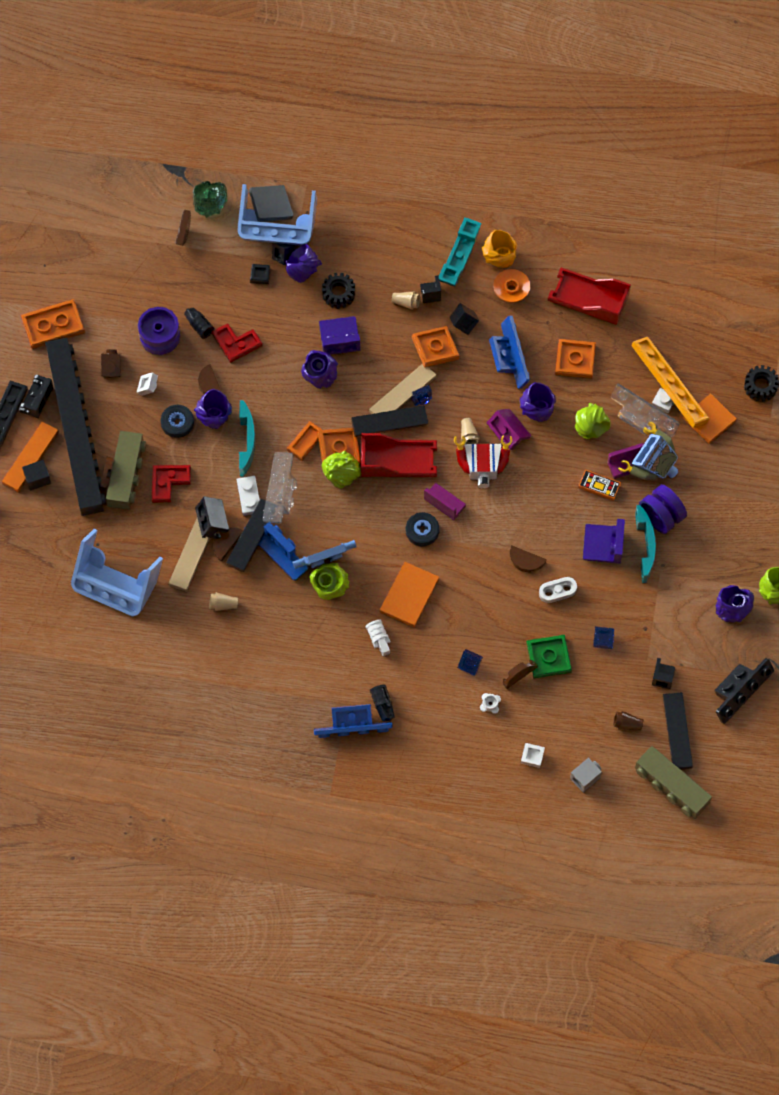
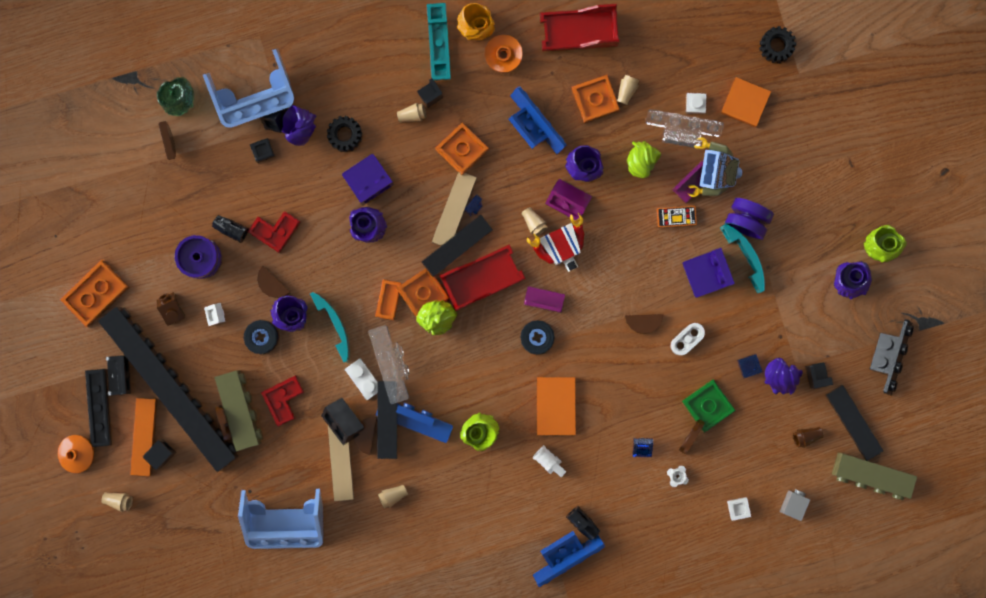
camera: 25 degrees left, 20 degrees up
(270, 203) = (236, 73): dark grey tile -> none
(318, 559) = (464, 410): medium blue plate -> none
(464, 319) = (475, 108): black panel -> none
(607, 361) = (627, 89): none -> tan cone
(628, 655) = (782, 377): none -> dark purple hair
(670, 382) = (694, 83): light orange tile -> none

